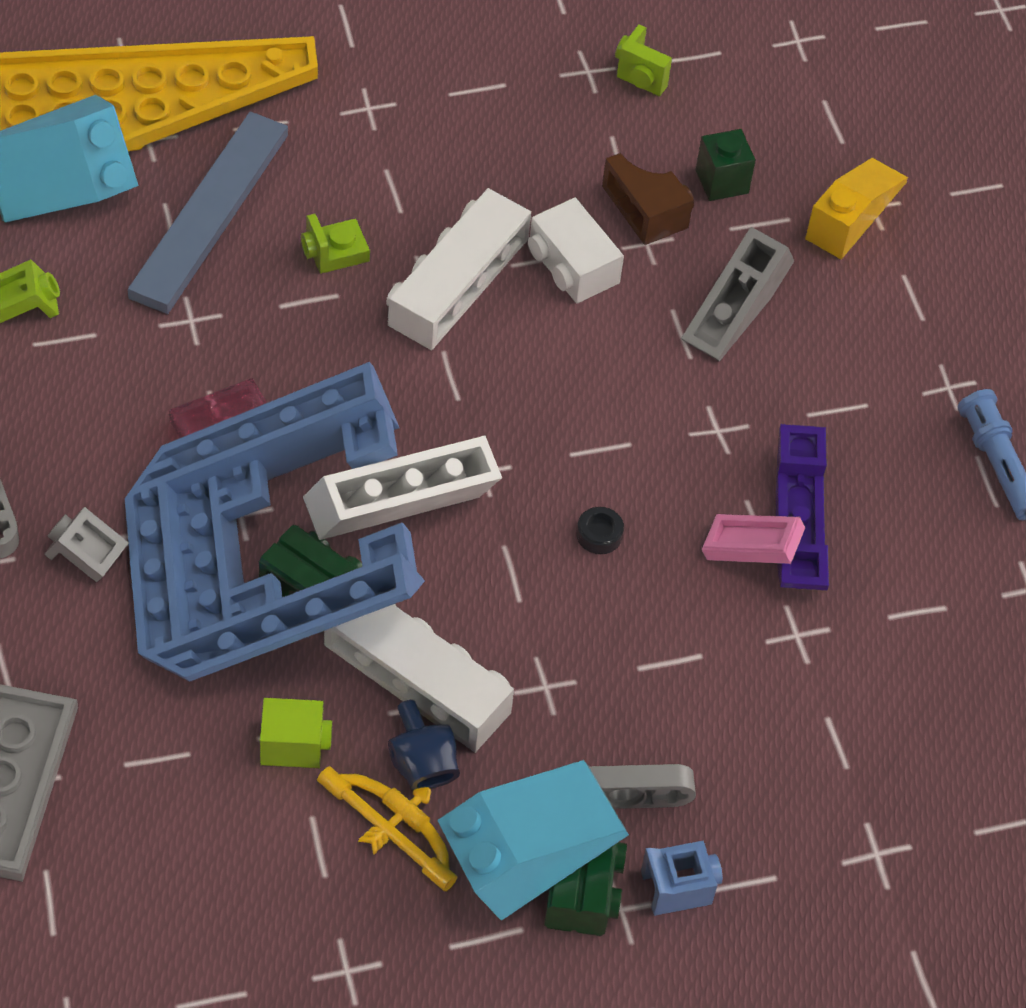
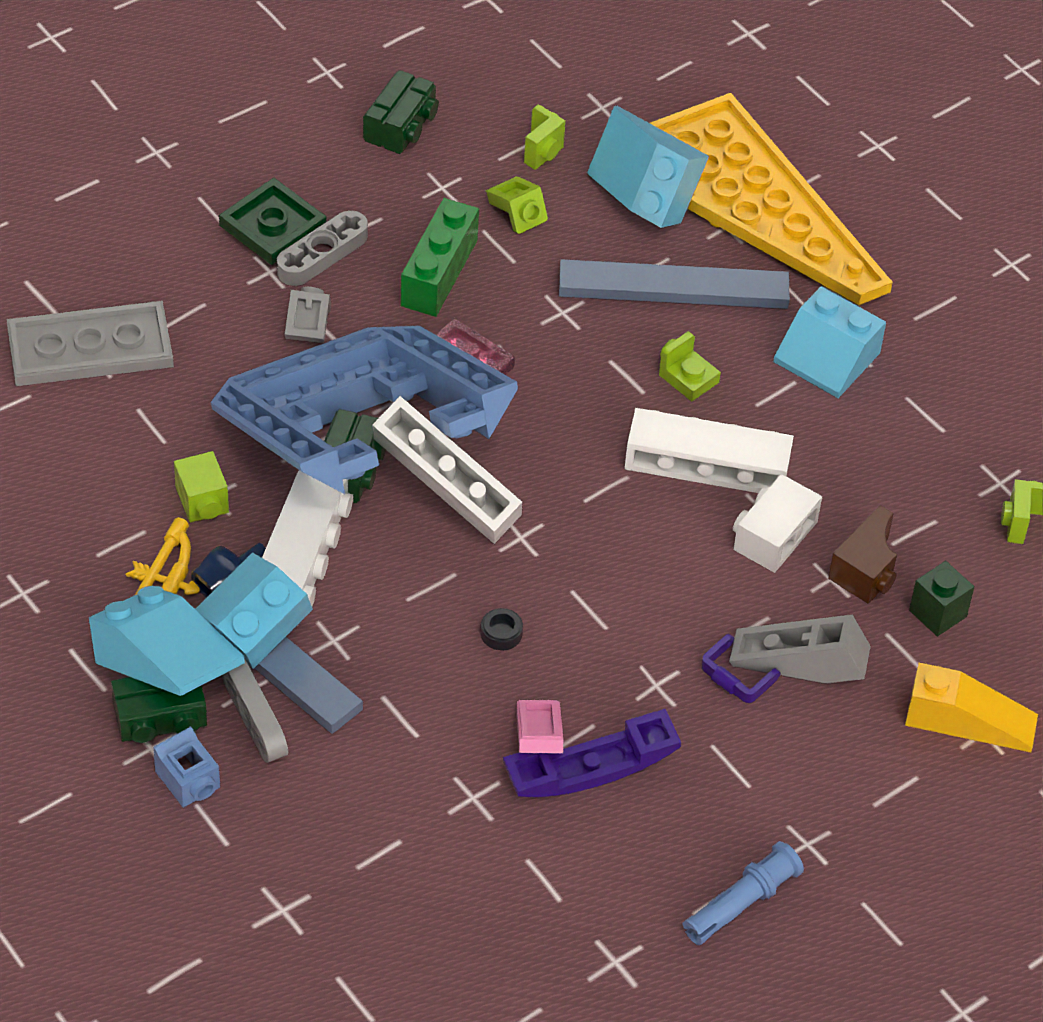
camera: 70 degrees right, 5 degrees down
(71, 390) = (439, 257): none -> green brick
(365, 115) = (831, 342): none -> medium azure slope
(515, 728) = (256, 608): none -> medium azure slope
(595, 730) = (310, 686): none -> sand blue tile
(737, 371) = (729, 681): none -> dark purple piece

